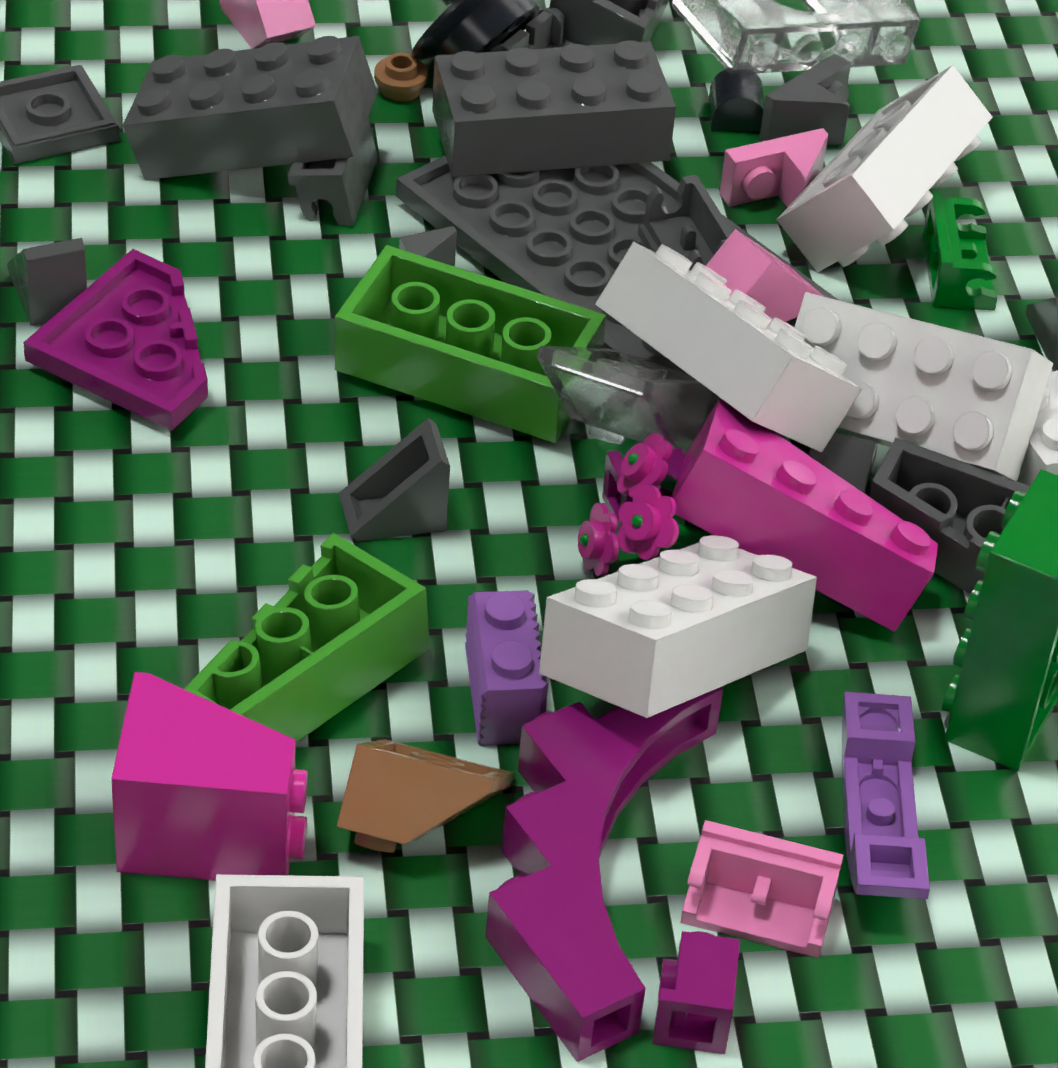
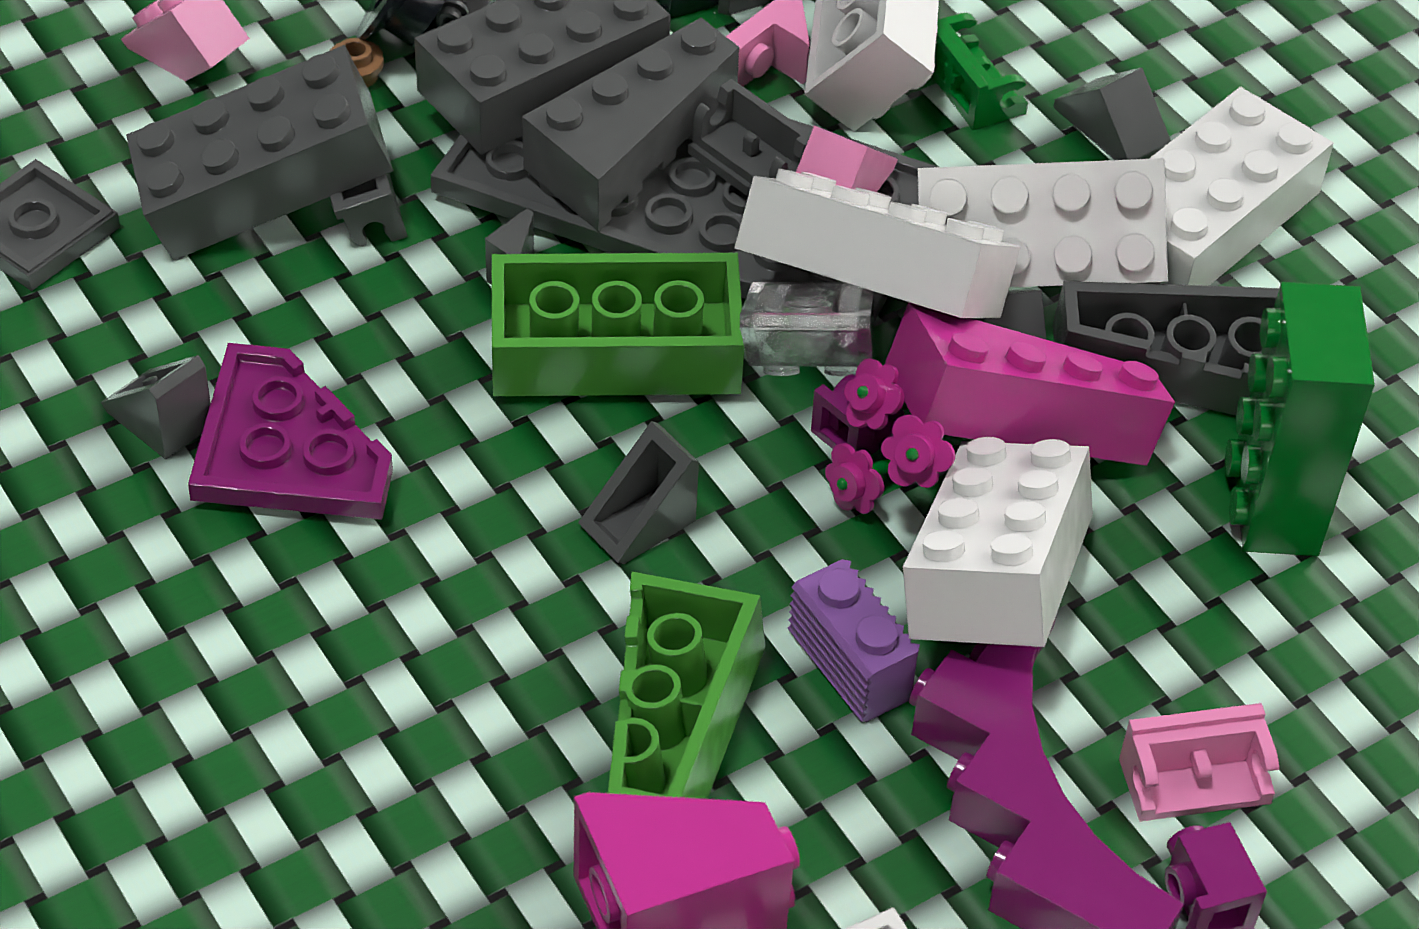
camera: 25 degrees left, 5 degrees up
(408, 792) = (858, 798): medium nougat slope -> none
(589, 182) = (626, 121): none -> dark grey wedge
(880, 798) = (1236, 638): medium lavender slope -> none

